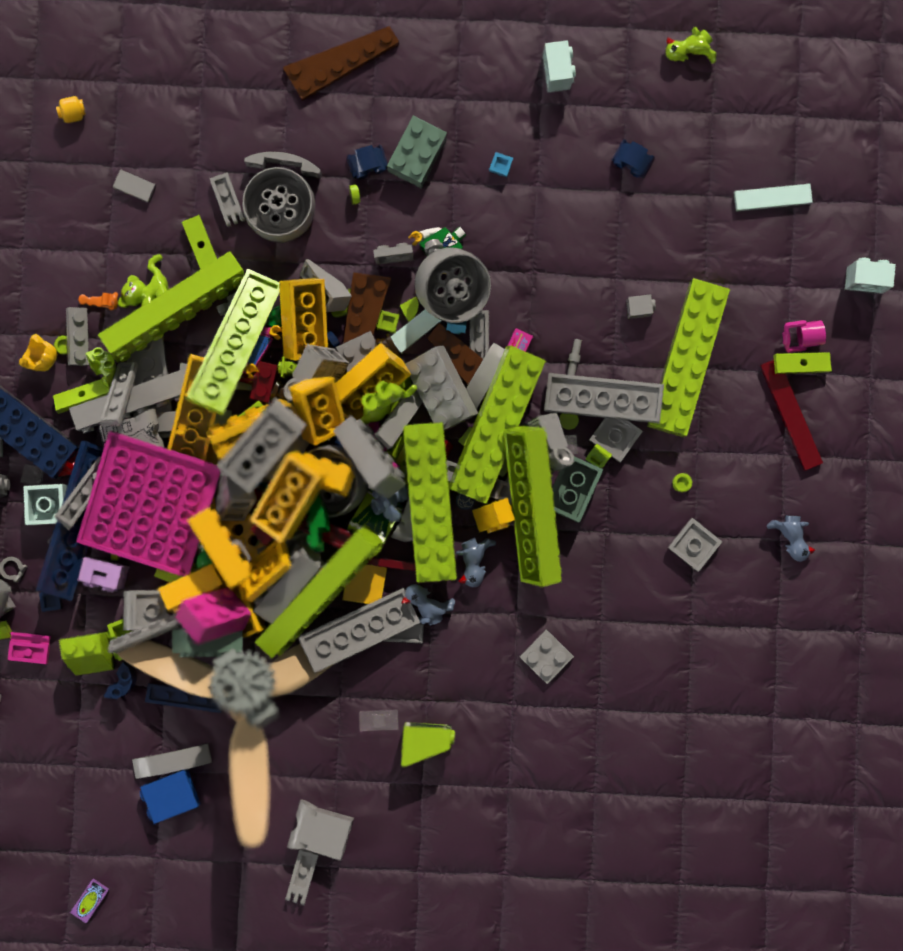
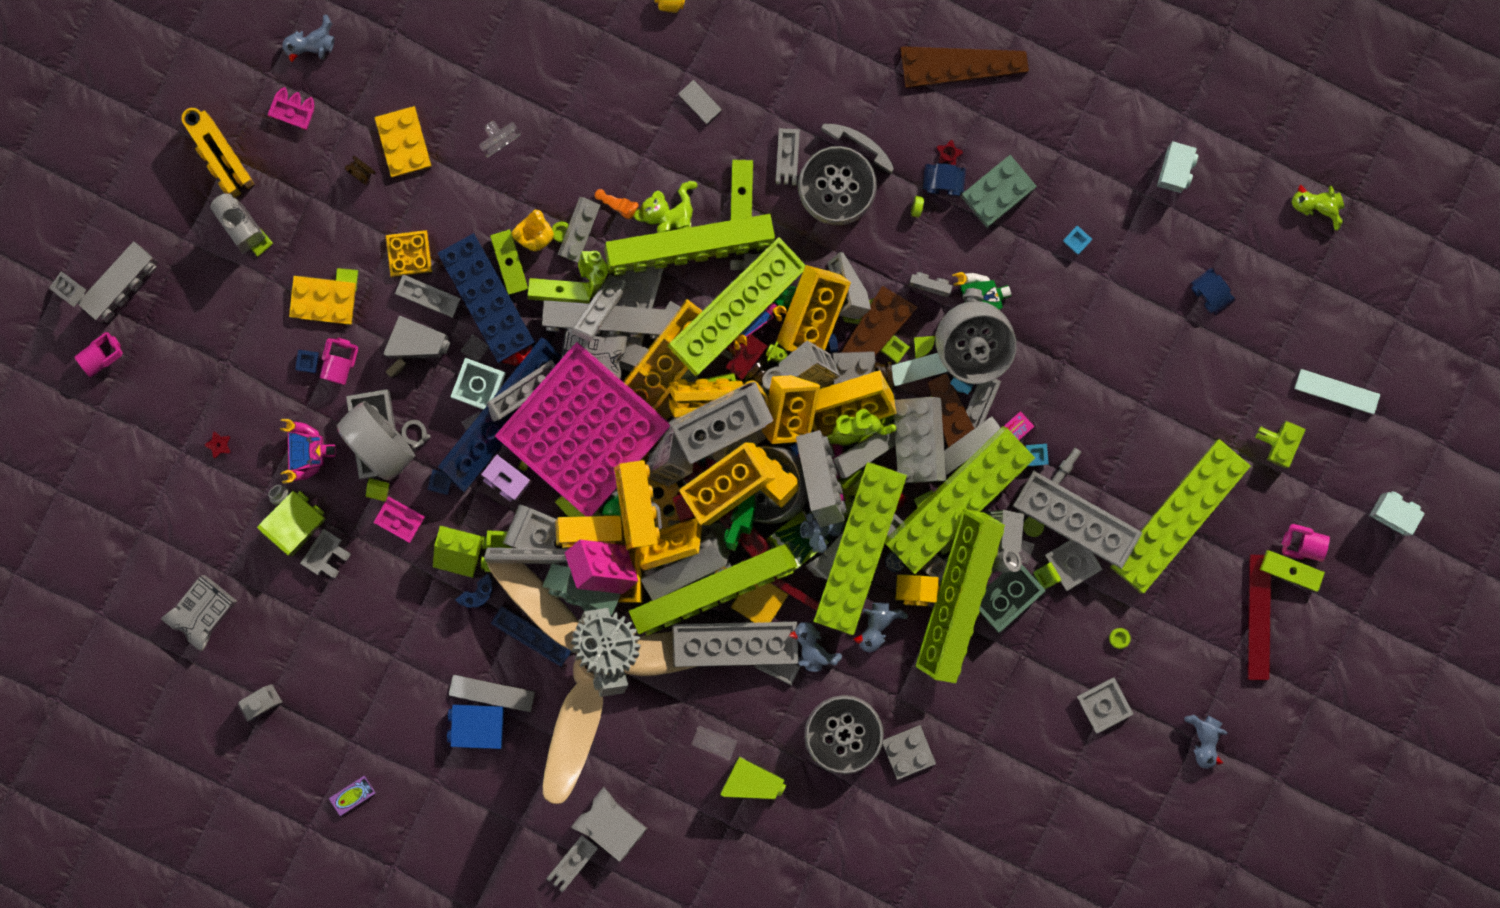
camera: 20 degrees right, 0 degrees up
(22, 382) = (505, 249): none -> lime tile
(362, 134) = (950, 147): none -> dark red plate
(469, 648) = (835, 709): none -> light grey wheel
(549, 357) = (1040, 453): none -> dark azure plate
(640, 306) = (1155, 443): light grey brick -> none
(749, 259) = (1283, 443): none -> lime brick

